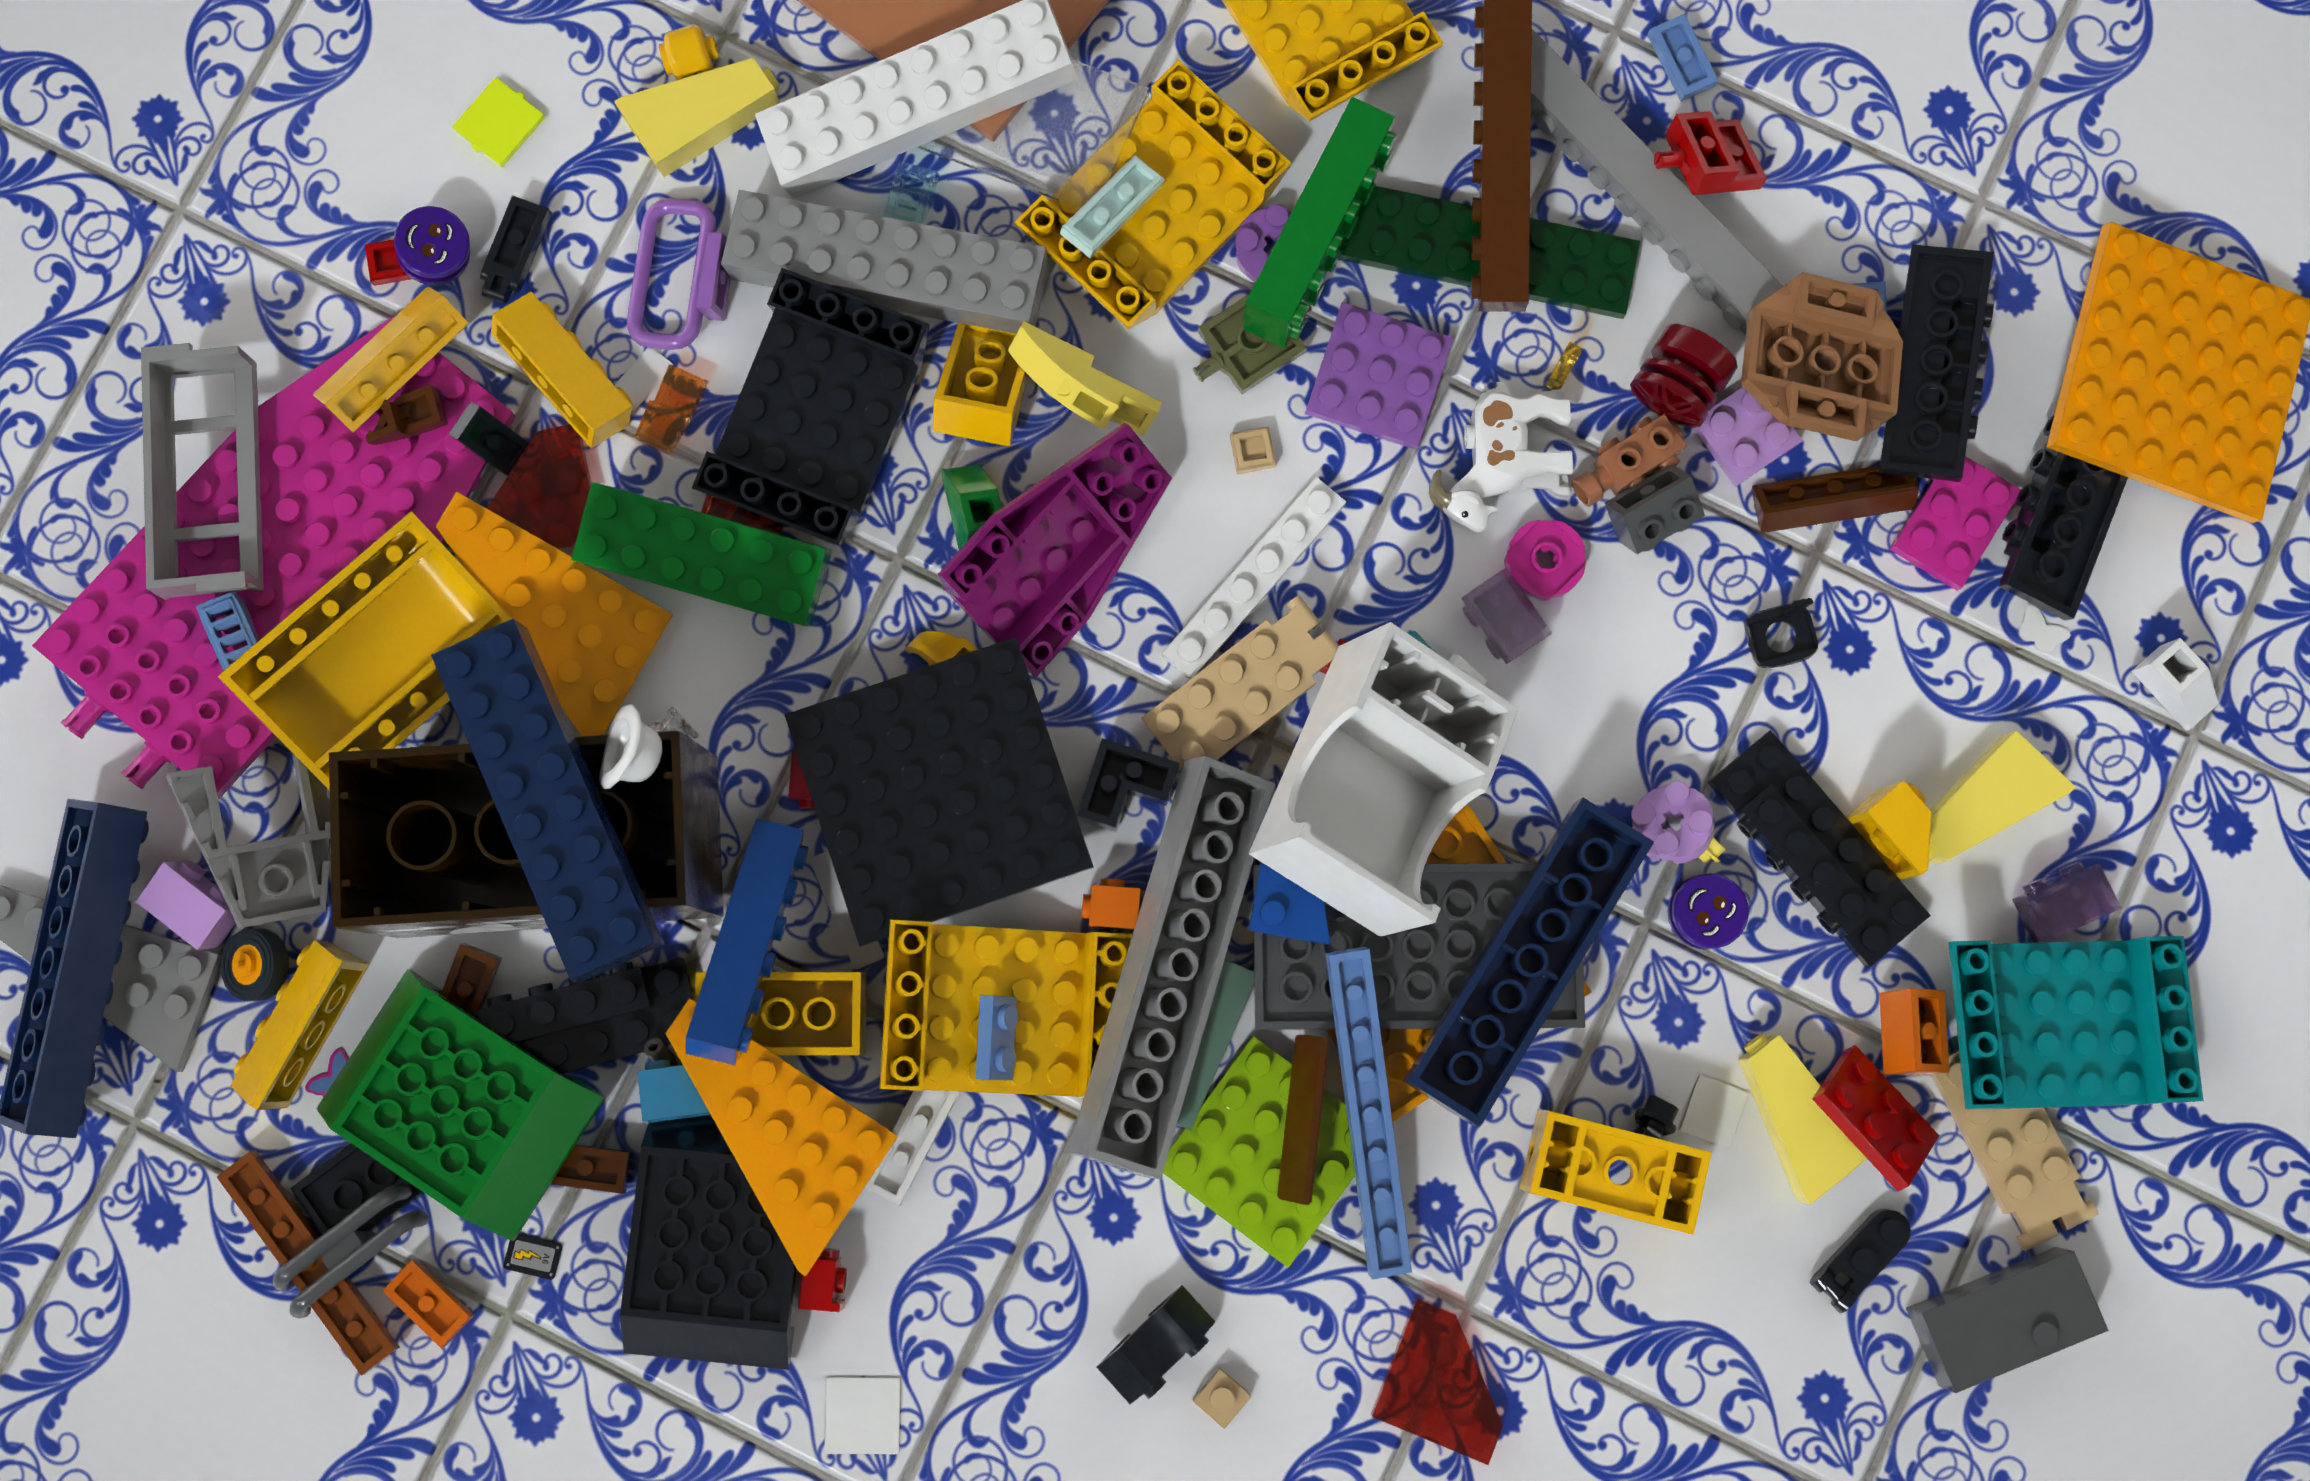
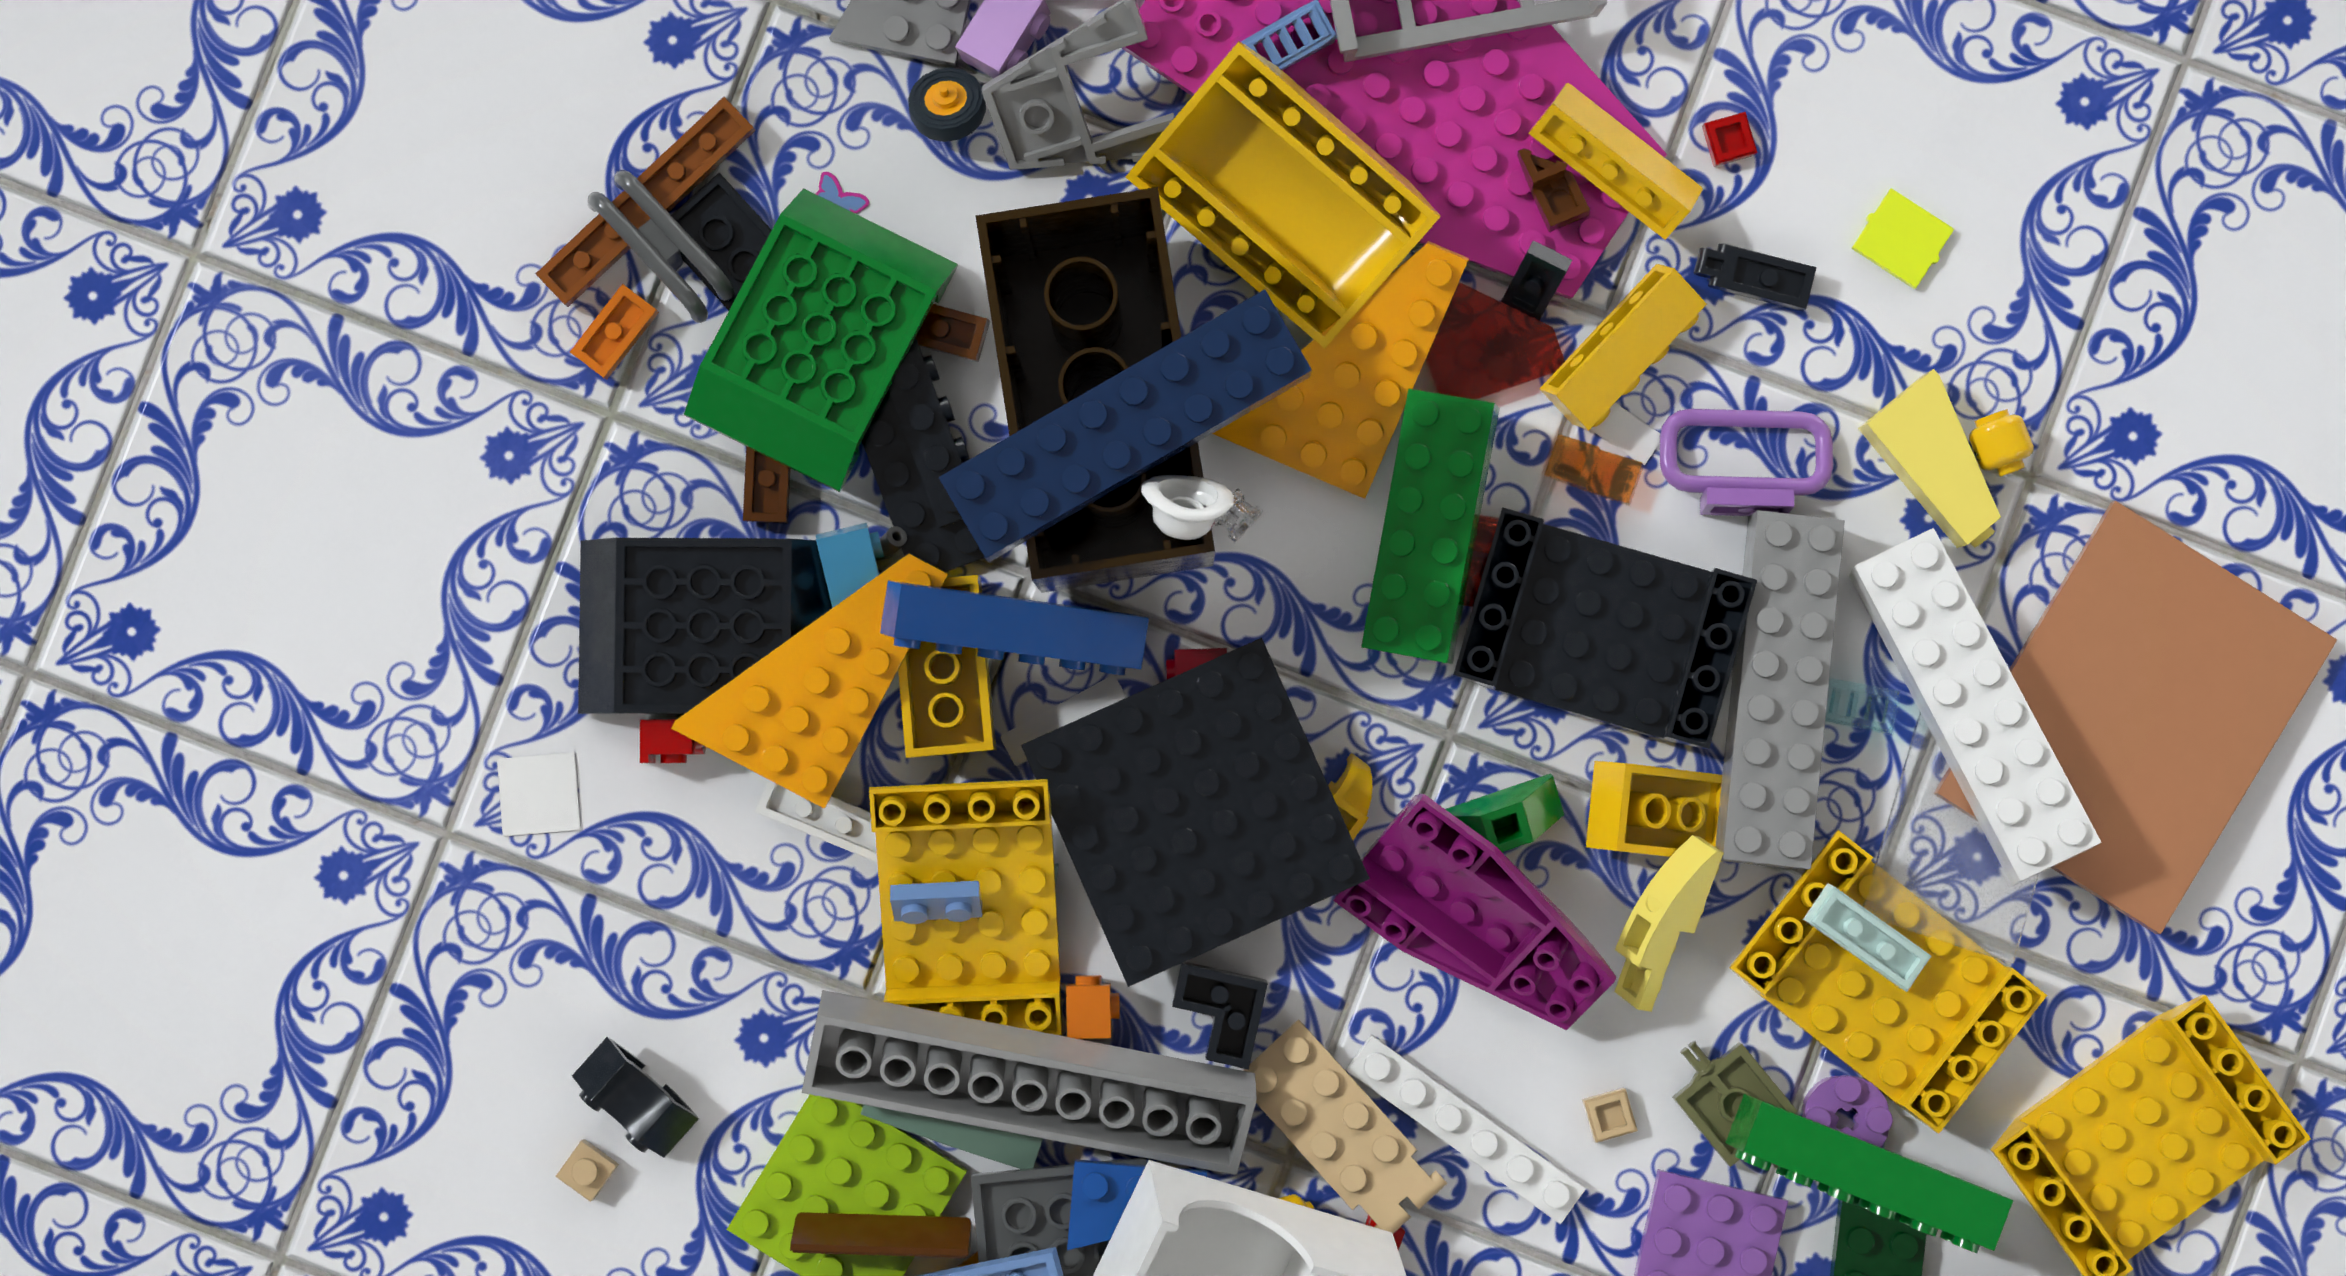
camera: 90 degrees right, 5 degrees up
(298, 1025) = (887, 158): yellow slope -> none
(432, 245) = (1750, 187): dark purple head -> none
(533, 1256) = (671, 432): sticker -> none

